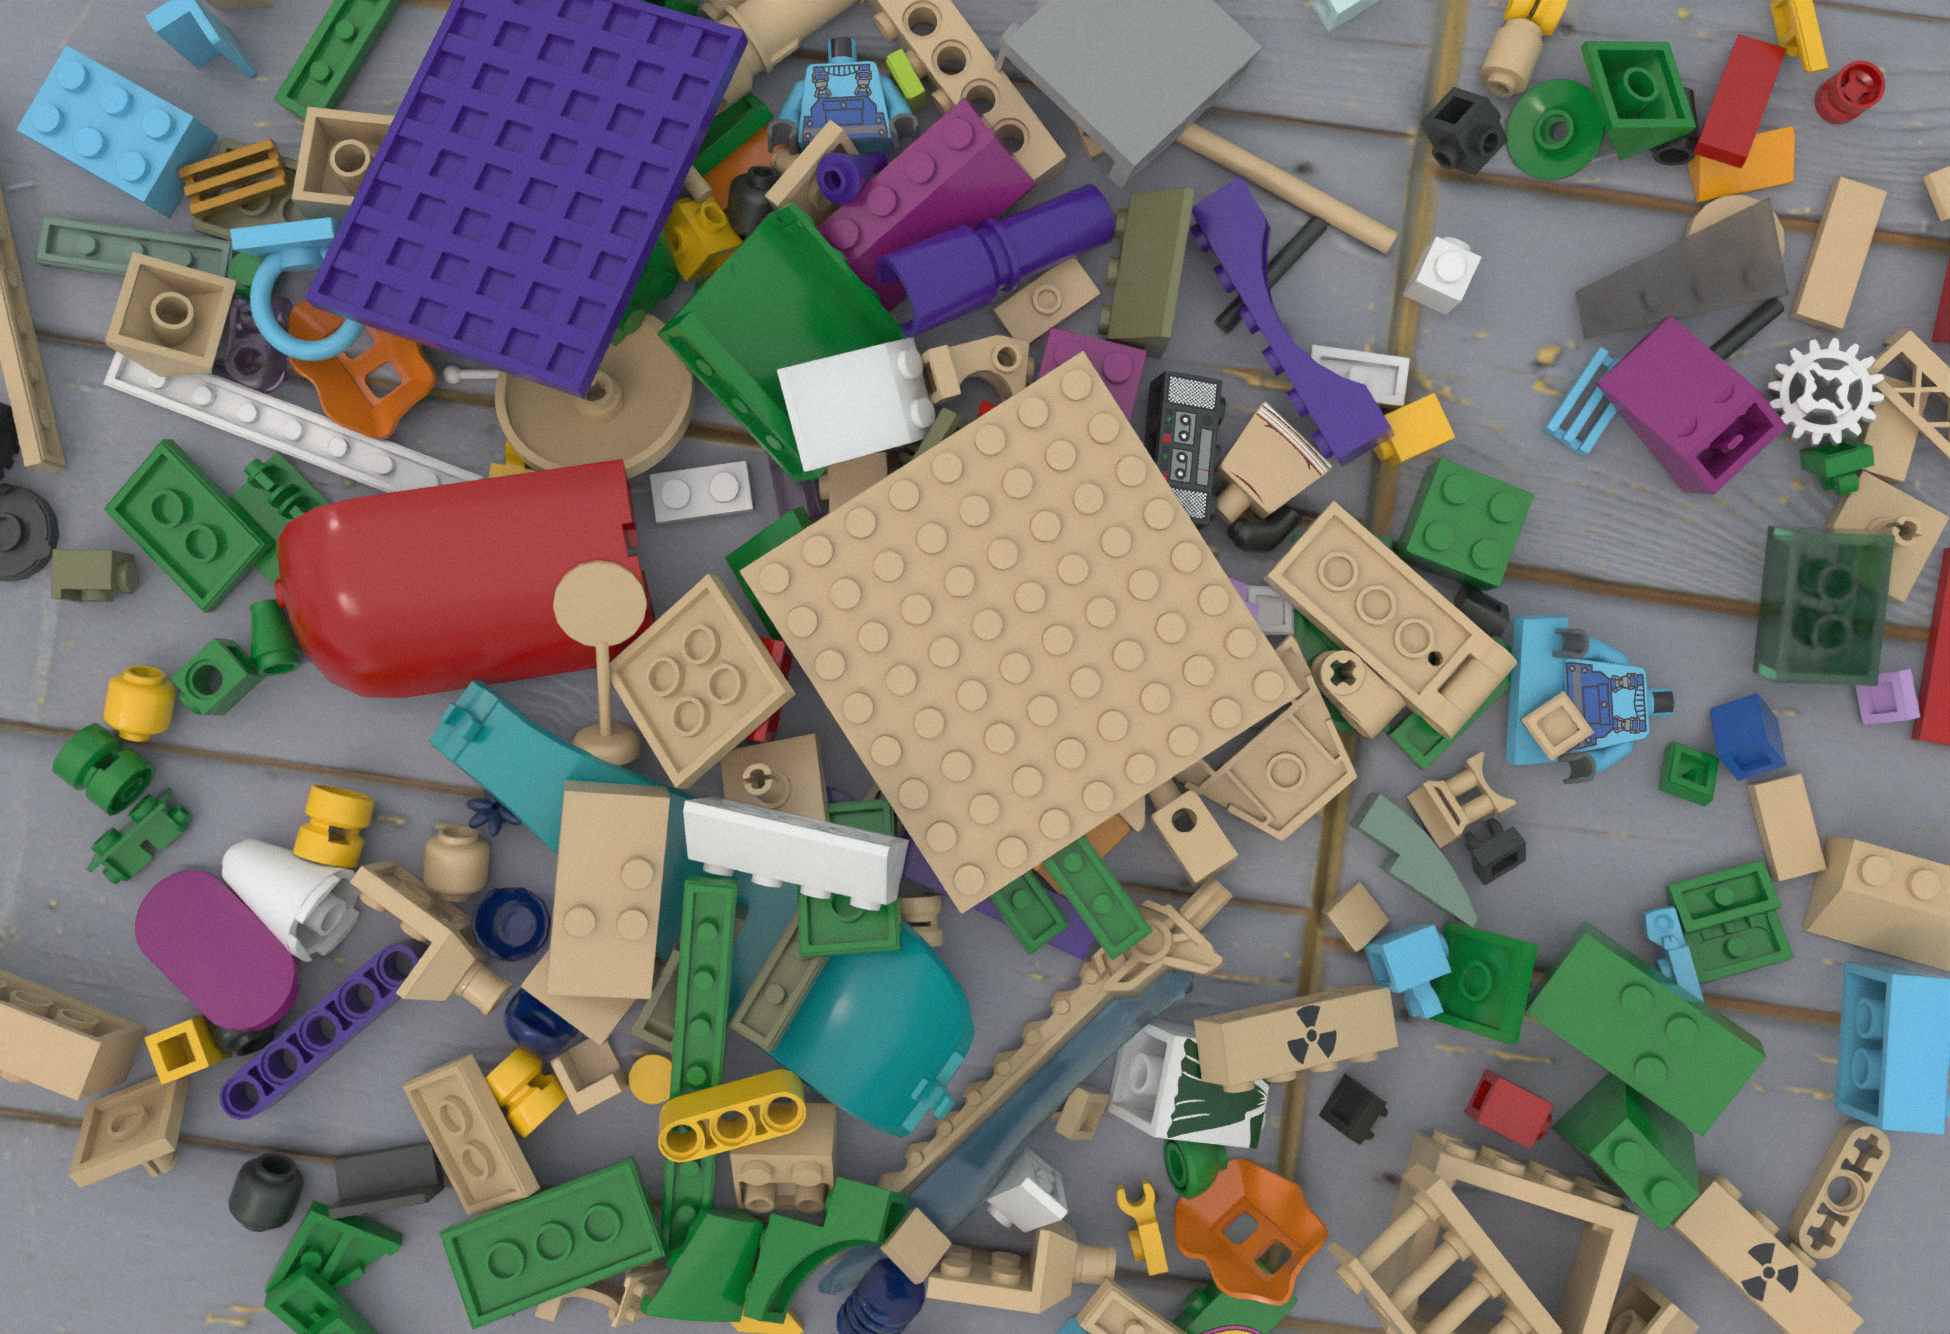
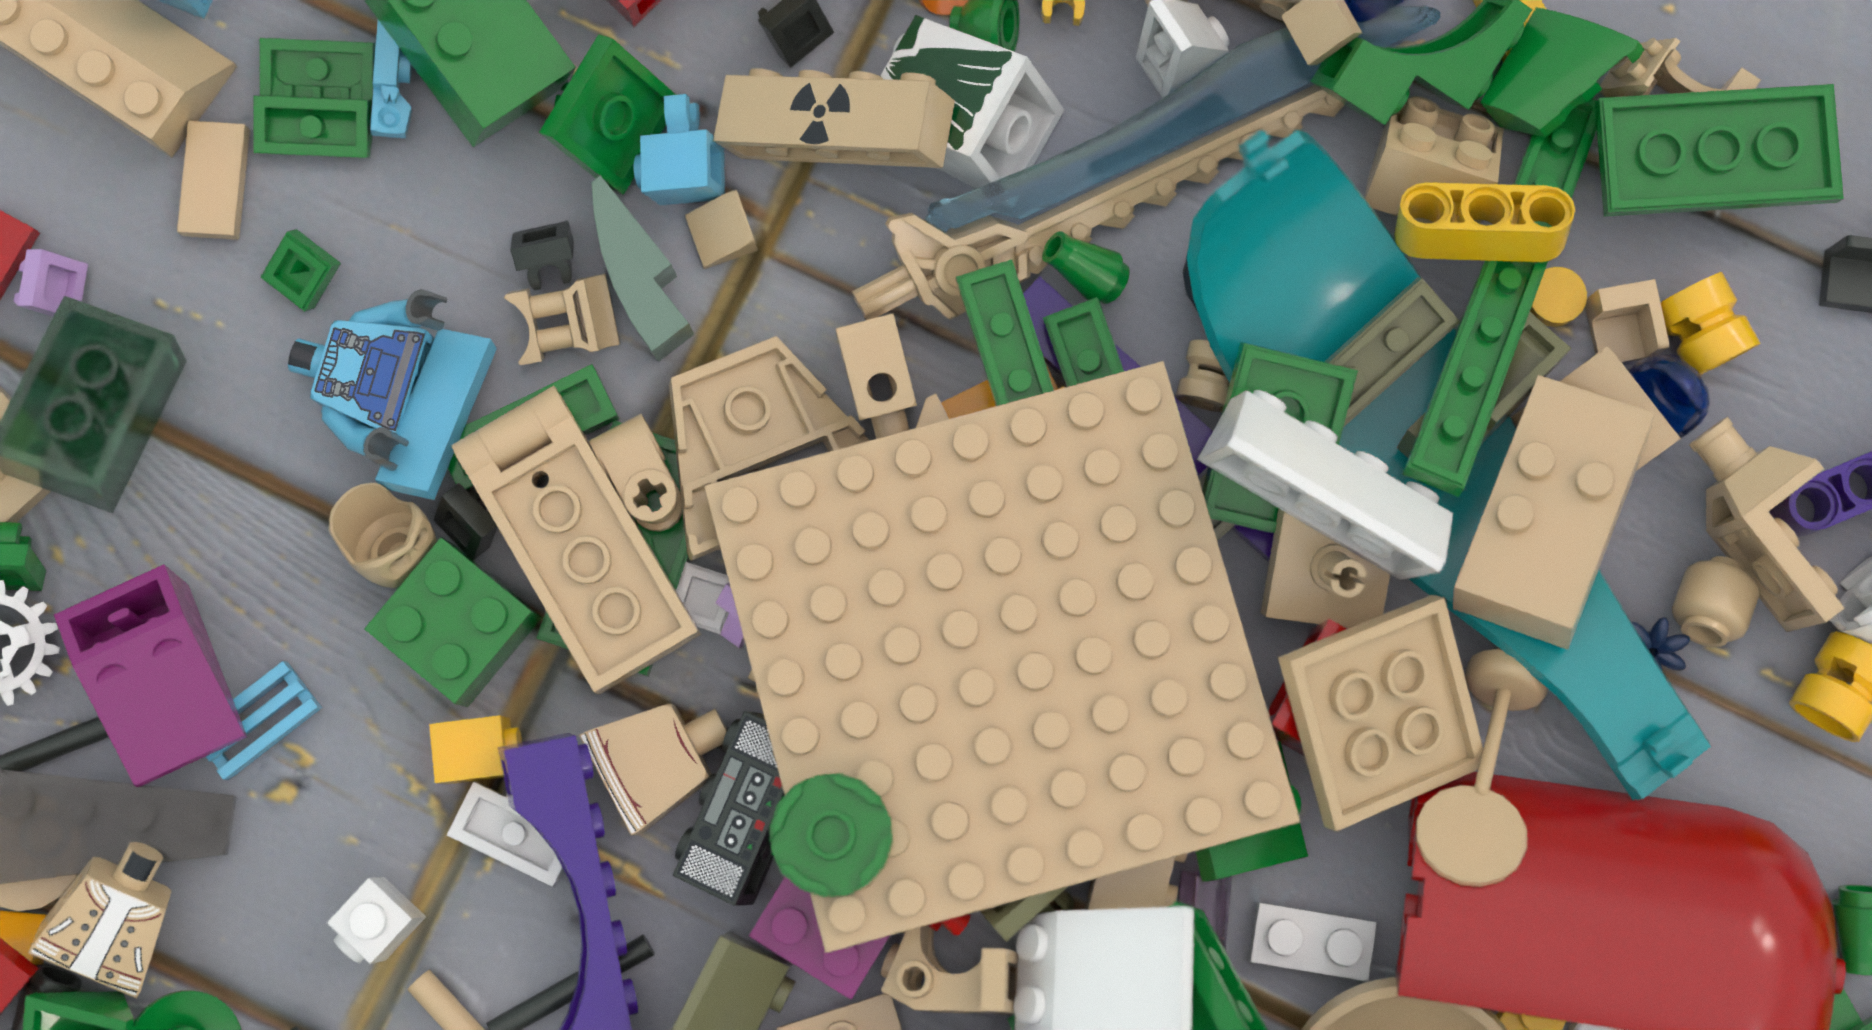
camera: 165 degrees left, 5 degrees down
(470, 1135) = (1780, 295): tan tile -> none
(510, 924) = (1671, 513): clear blue hair -> none
(1046, 979) = (1087, 267): none -> green cone
(1081, 1113) = (1093, 112): tan tile -> none
(1109, 440) = (831, 835): none -> green tile
(1263, 536) = (682, 685): pearl dark grey arm -> none
(1547, 576) = (380, 534): none -> tan helmet
(1557, 726) = (431, 363): tan tile -> none
(1652, 205) = (108, 920): none -> tan torso
(1747, 737) = (221, 289): blue panel -> none

